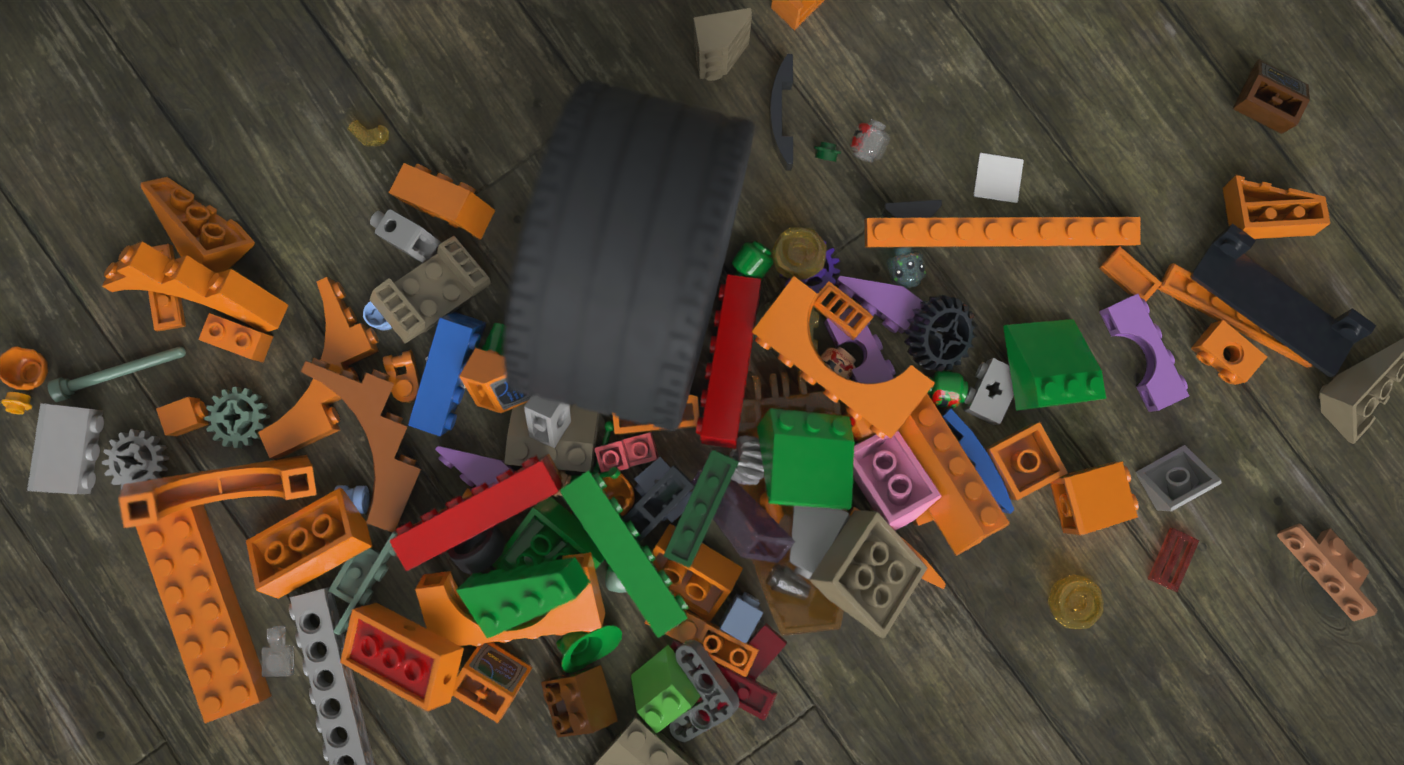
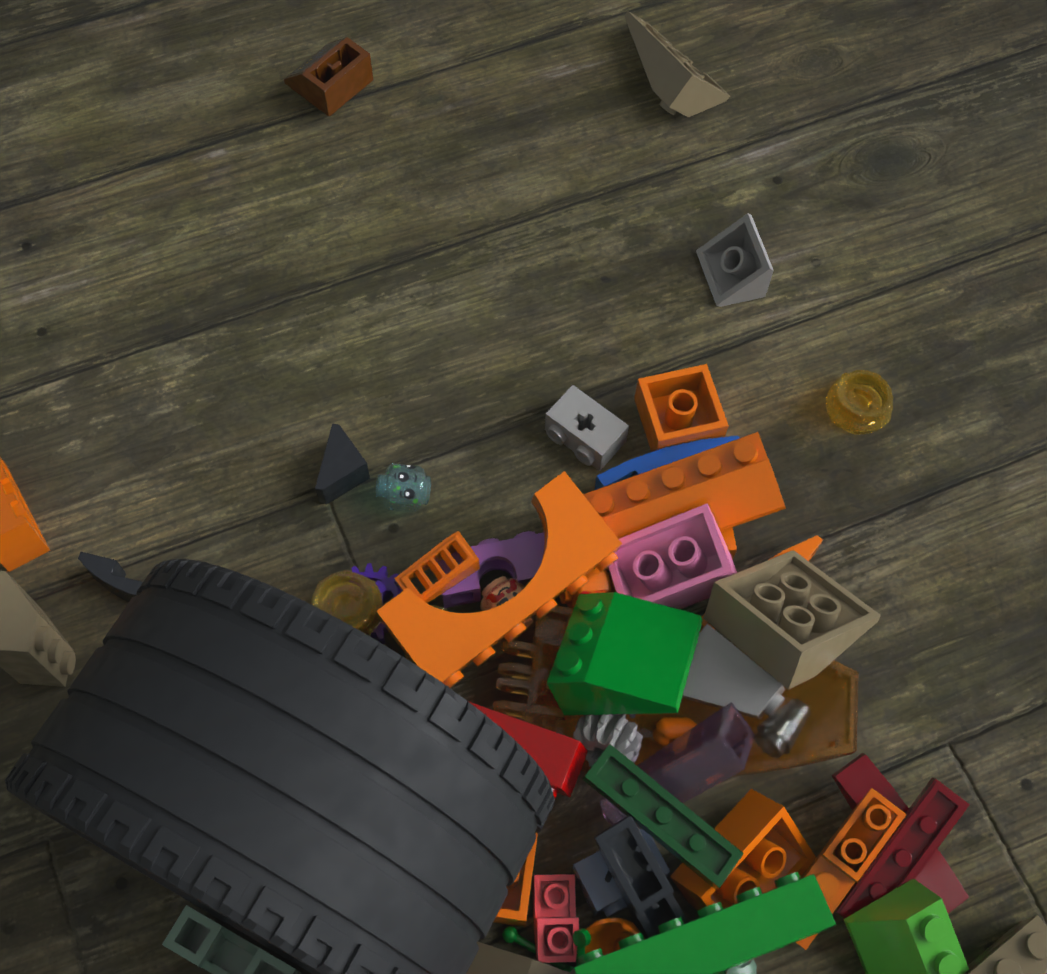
camera: 80 degrees left, 20 degrees down
(710, 694) = (923, 872): dark grey beam -> none
(741, 616) = (820, 804): sand blue brick -> none
(827, 151) = (223, 545): dark green plate -> none
(870, 141) = (229, 491): clear head -> none
(885, 300) = (443, 512): medium lavender slope -> none
(943, 315) = (498, 465): black gear -> none
(948, 389) = (576, 466): green head -> none
(998, 177) = (325, 363): white sticker -> none
(1002, 232) = (390, 379): orange plate -> none
(1051, 365) = (572, 353): green slope -> none
(1094, 498) = (742, 351): orange slope -> none
(1130, 274) = (485, 256): orange tile -> none
(1161, 381) = (618, 252): medium lavender arch -> none
(1163, 555) = (823, 295): clear red tile -> none
(1183, 288) = (560, 165): orange tile -> none
(1244, 355) = (601, 181): orange brick -> none
(1272, 211) = (456, 106): orange wedge -> none
(1277, 306) = (560, 127): black bracket -> none
(1332, 567) = (861, 146): nougat bracket -> none

